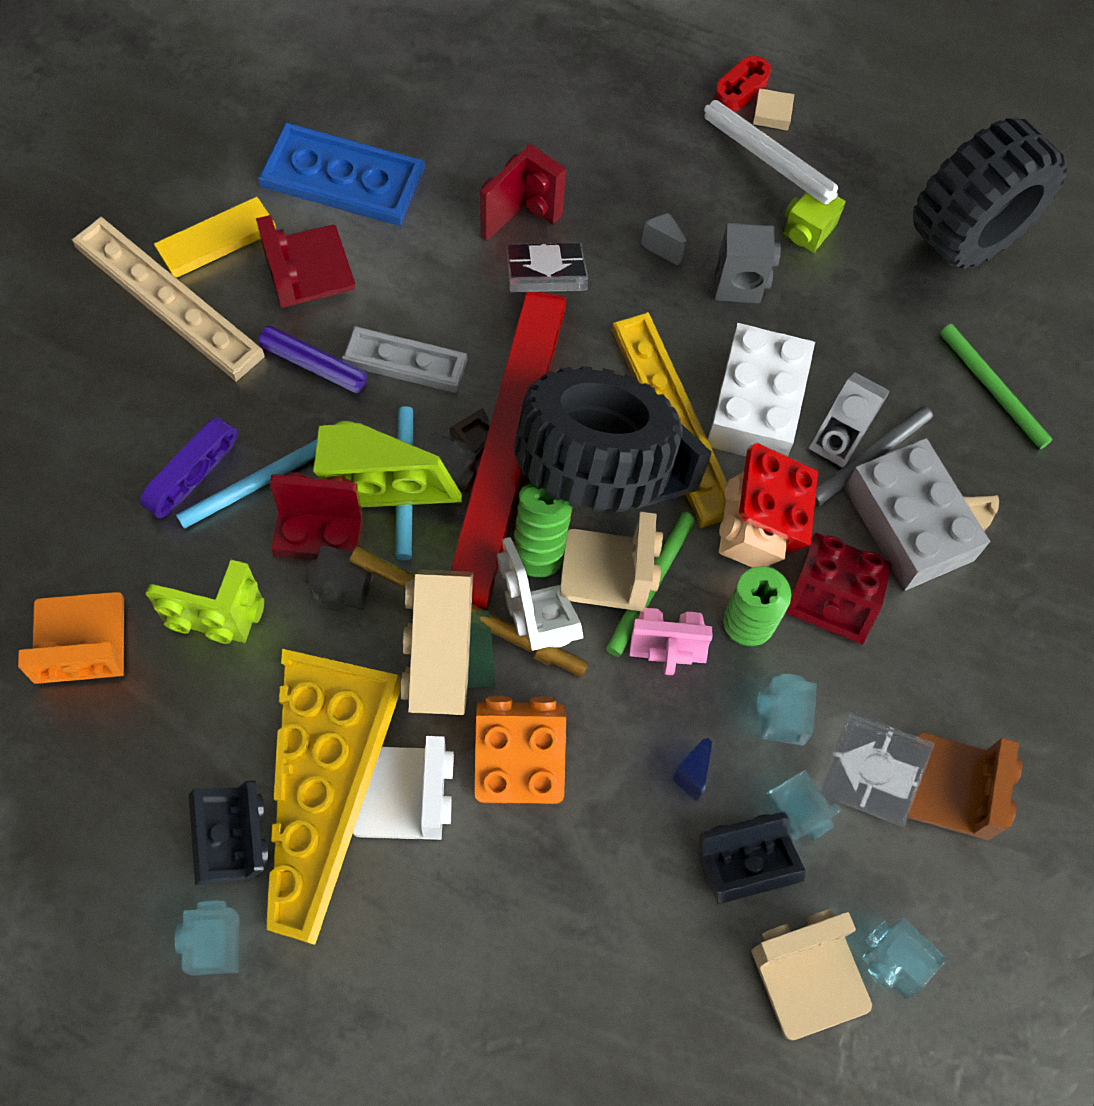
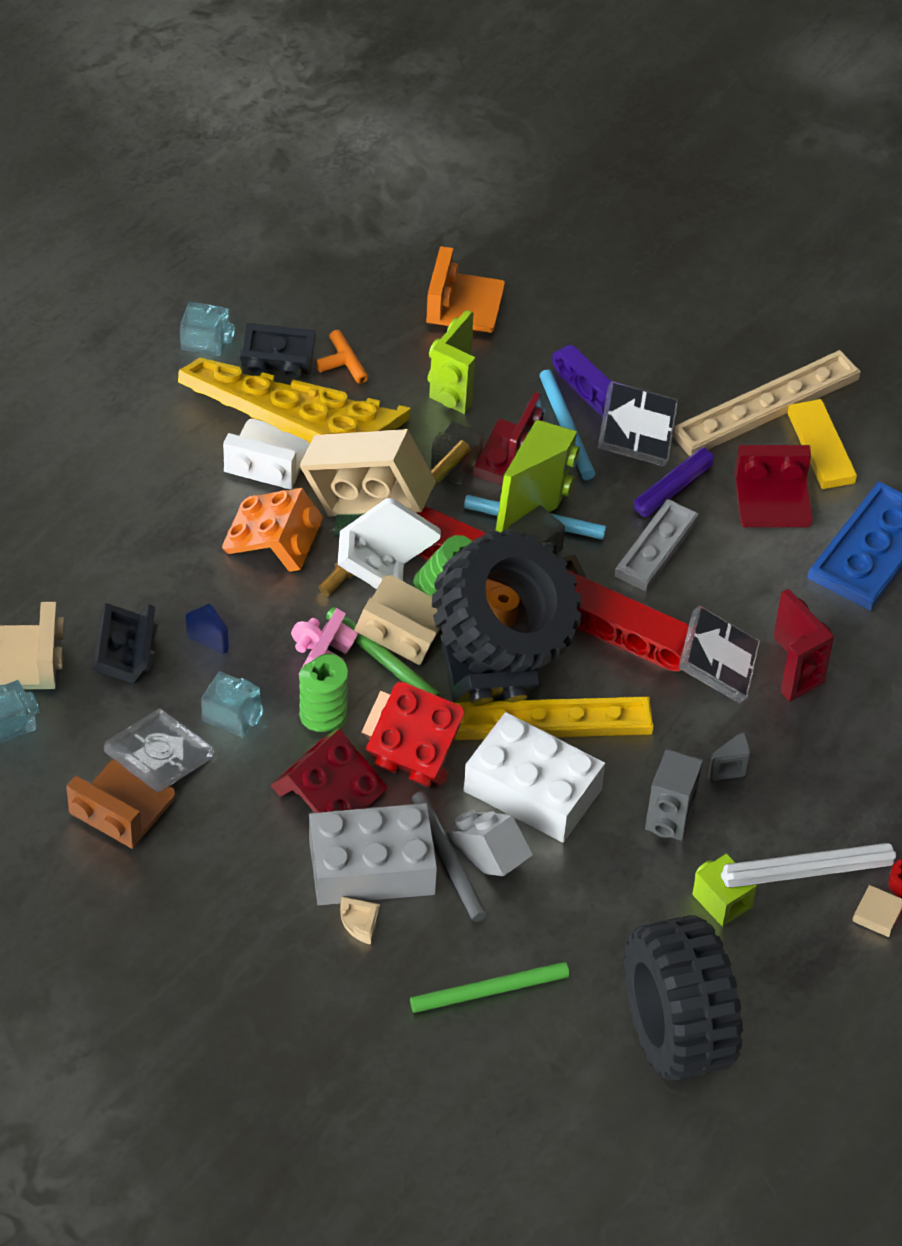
camera: 110 degrees right, 15 degrees down
(209, 753) = (344, 357): none -> orange piece
(248, 400) = (637, 423): none -> tile
(804, 806) = (148, 688): clear light blue bracket -> none

